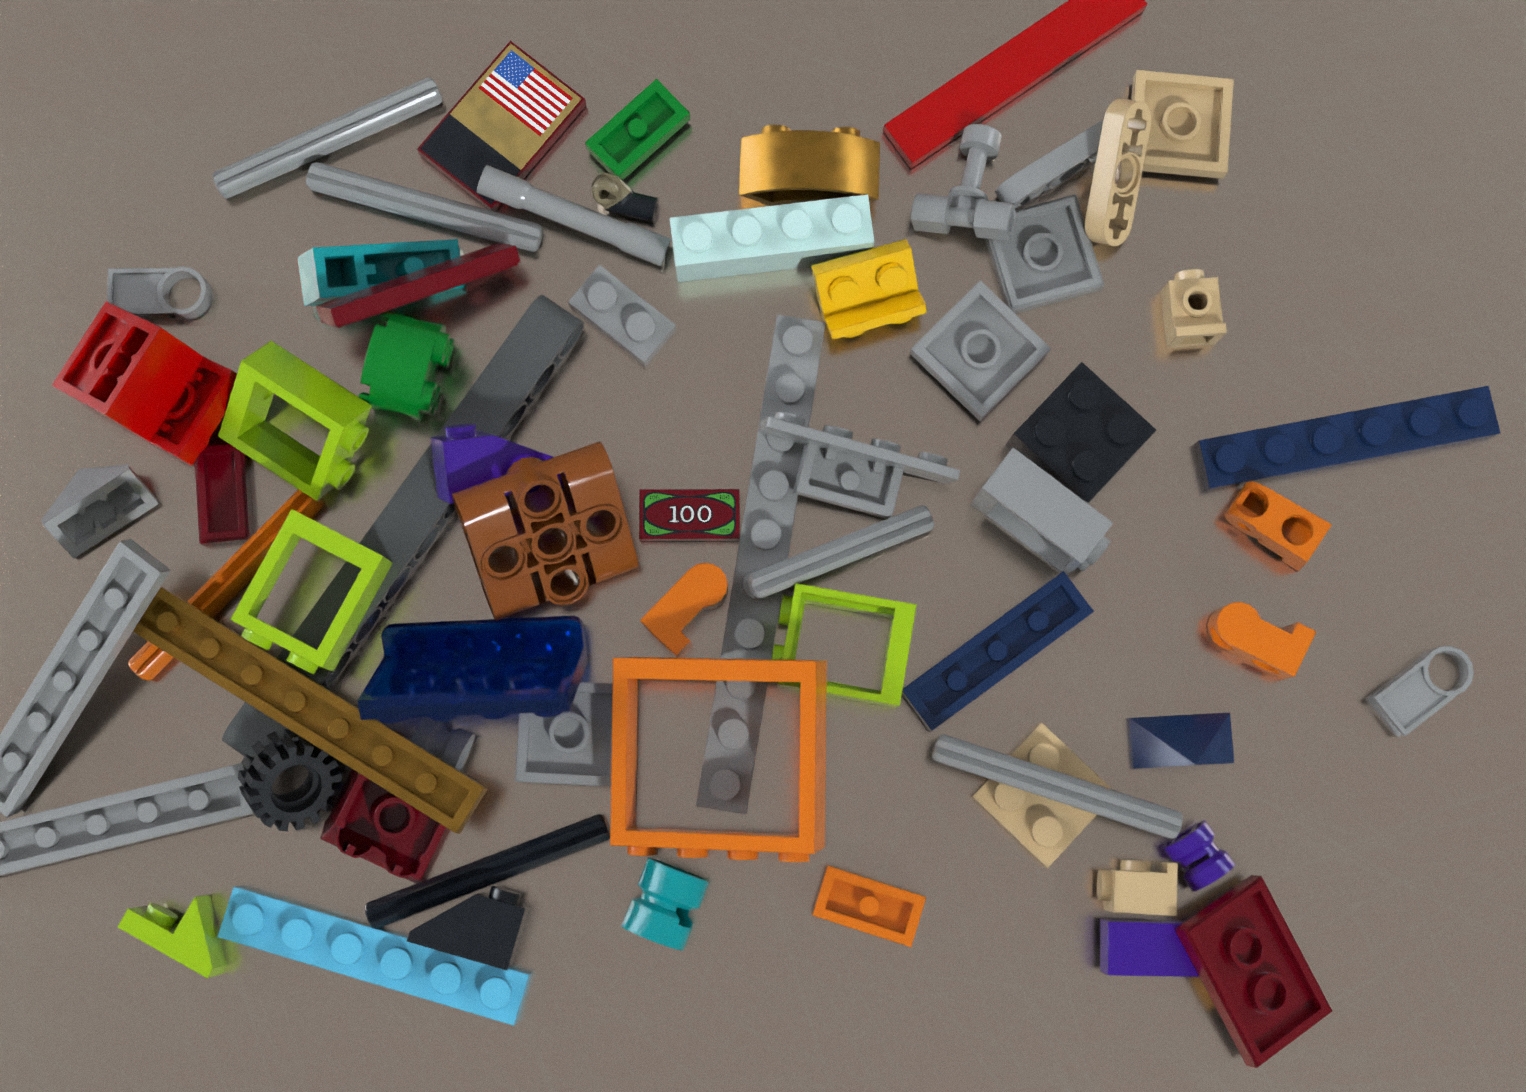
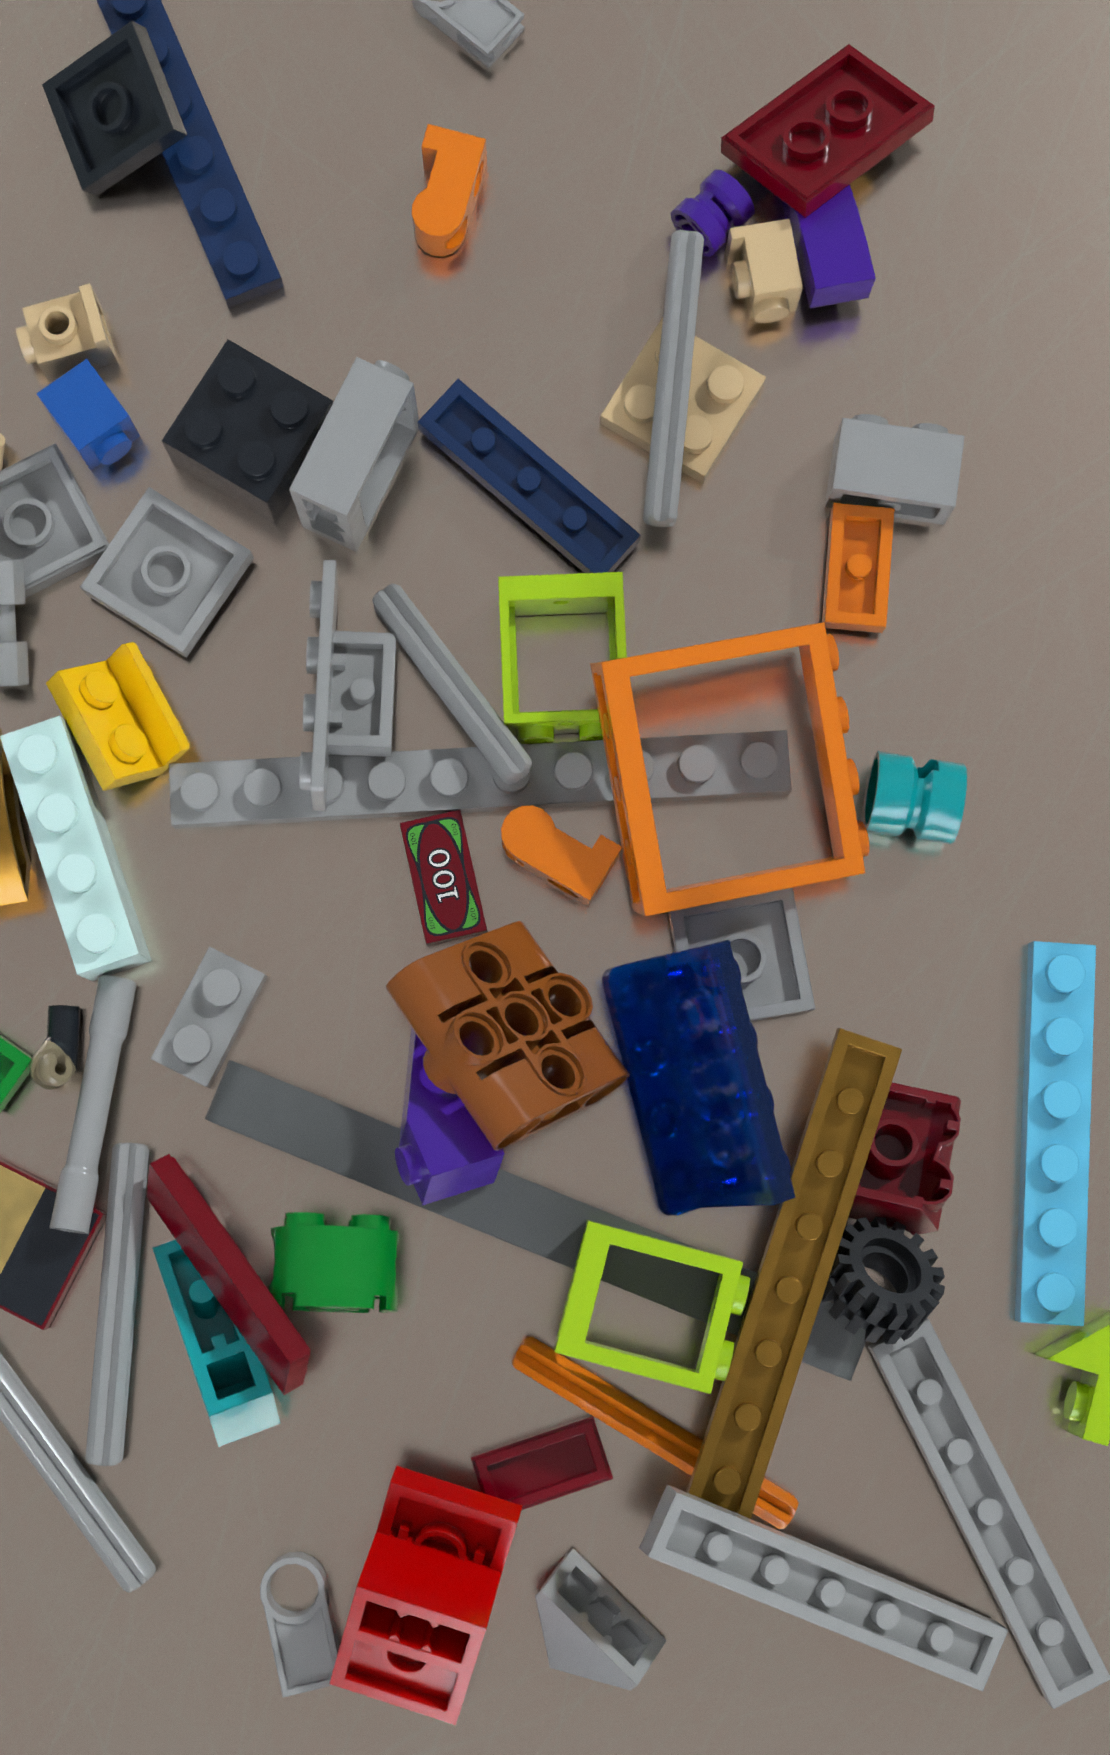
camera: 105 degrees left, 0 degrees up
(281, 373) = (399, 1371): lime window -> none
(448, 746) = (792, 1104): light grey wheel -> none
(478, 929) = (997, 1013): black slope -> none
(487, 871) = (926, 1021): black axle -> none
(946, 956) = (896, 468): none -> light grey brick
(1119, 314) = (89, 415): none -> blue brick
(1180, 740) = (585, 260): dark blue slope -> none
(1277, 523) = (308, 191): orange leg -> none
(1376, 381) = (114, 109): none -> black plate

